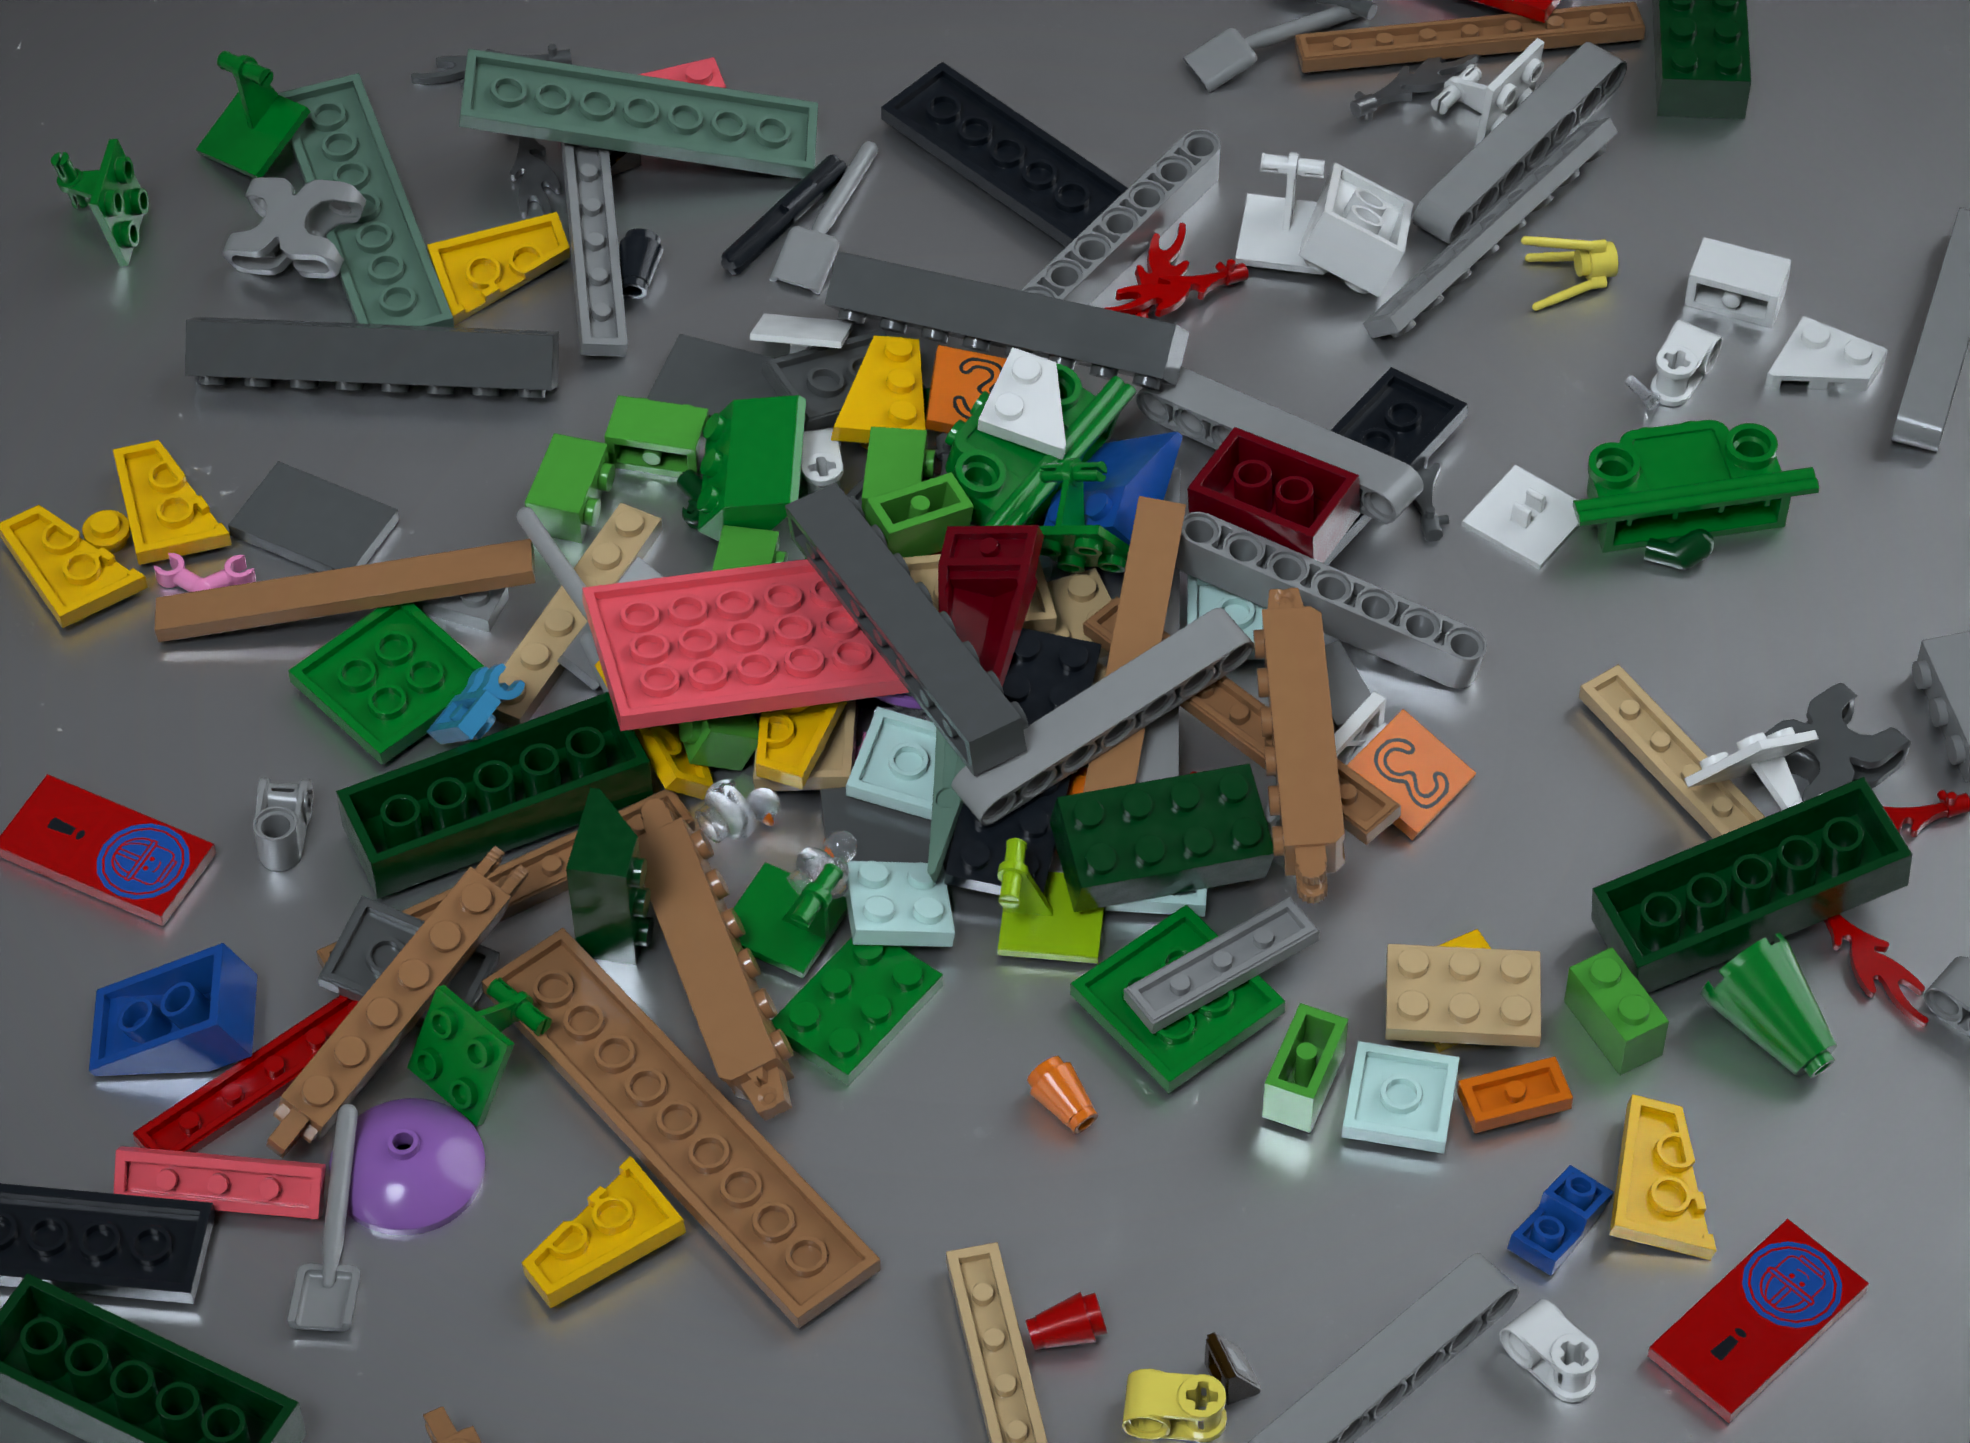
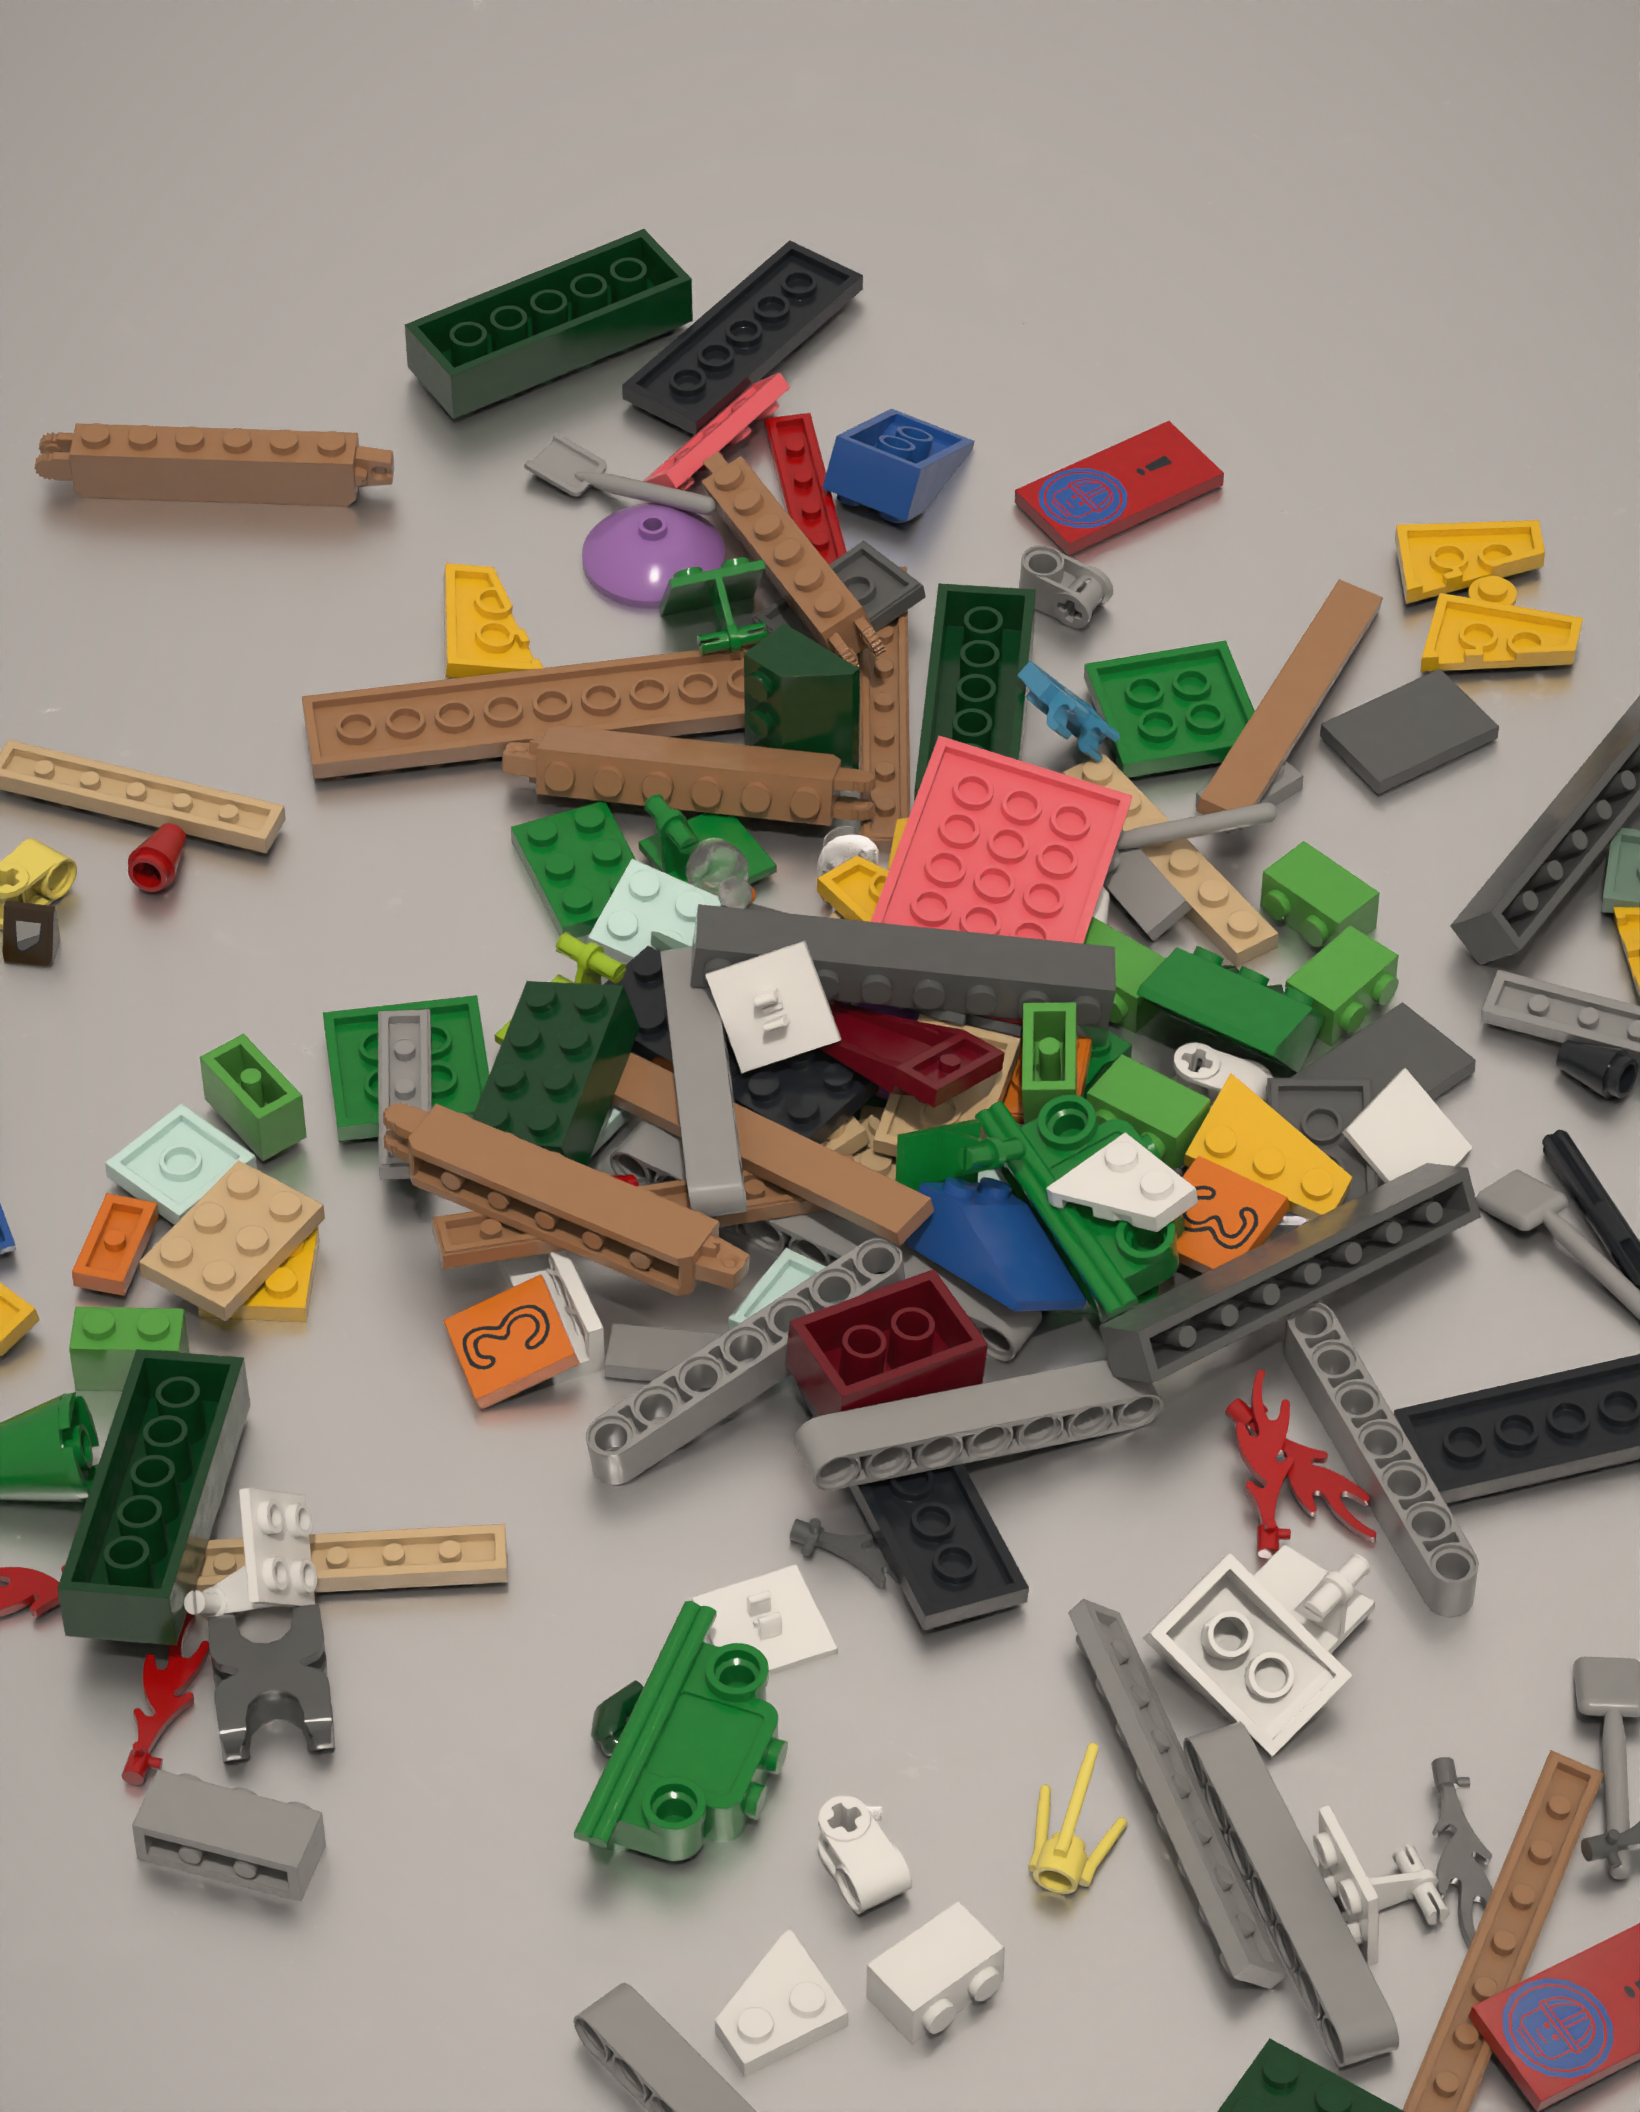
camera: 120 degrees right, 5 degrees down
(191, 582) = (1381, 634): bright pink arm -> none
(1019, 672) = (773, 1006): none -> white piece
(1062, 1093) = (375, 949): orange cone -> none

